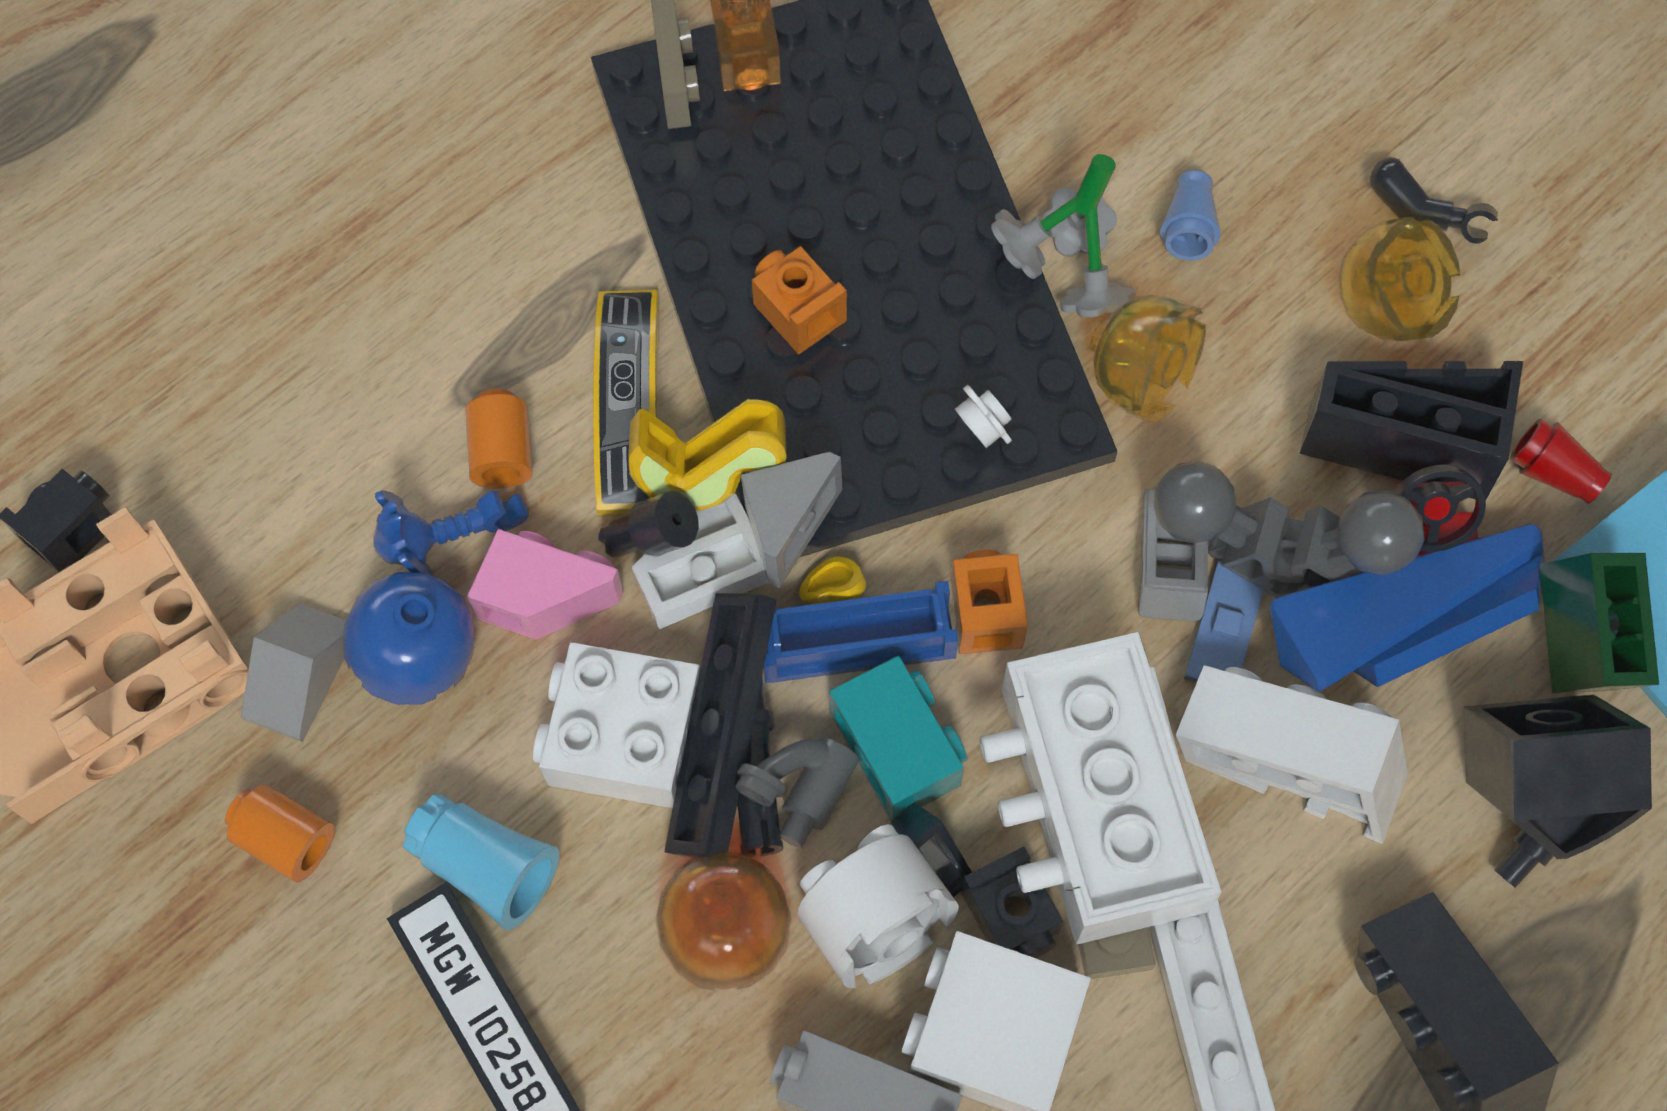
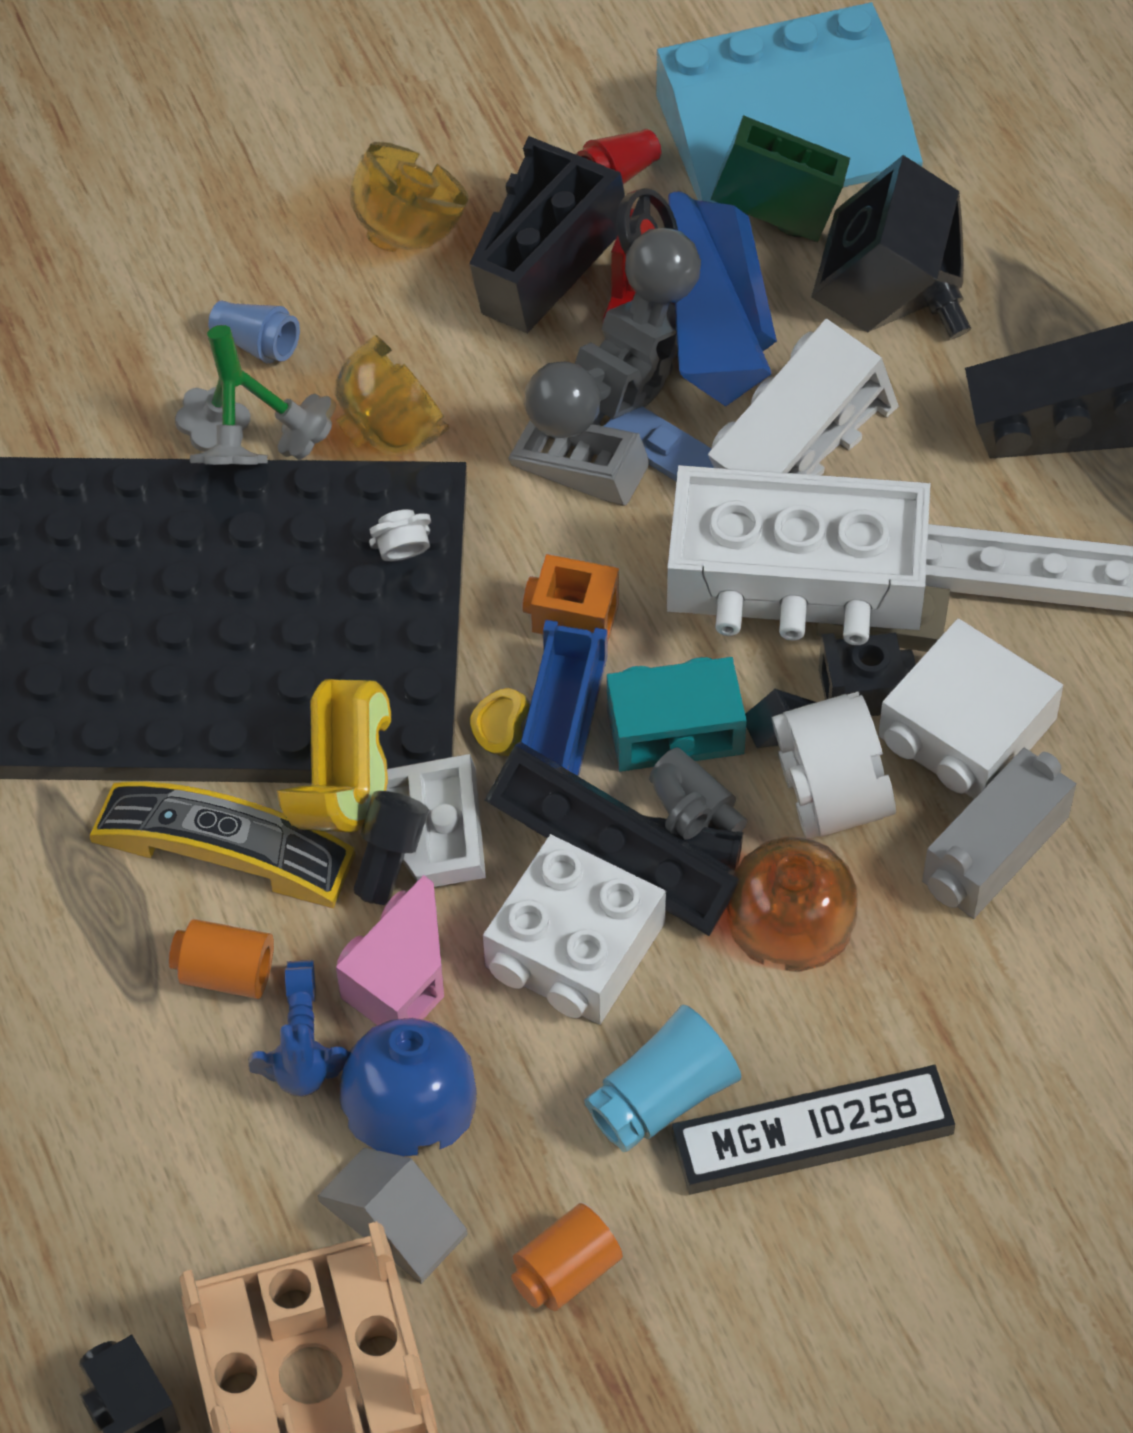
camera: 70 degrees left, 10 degrees down
(788, 507) = (430, 719): light grey slope -> none
(800, 313) = (204, 644): orange brick -> none
(1408, 199) = (325, 170): black arm -> none

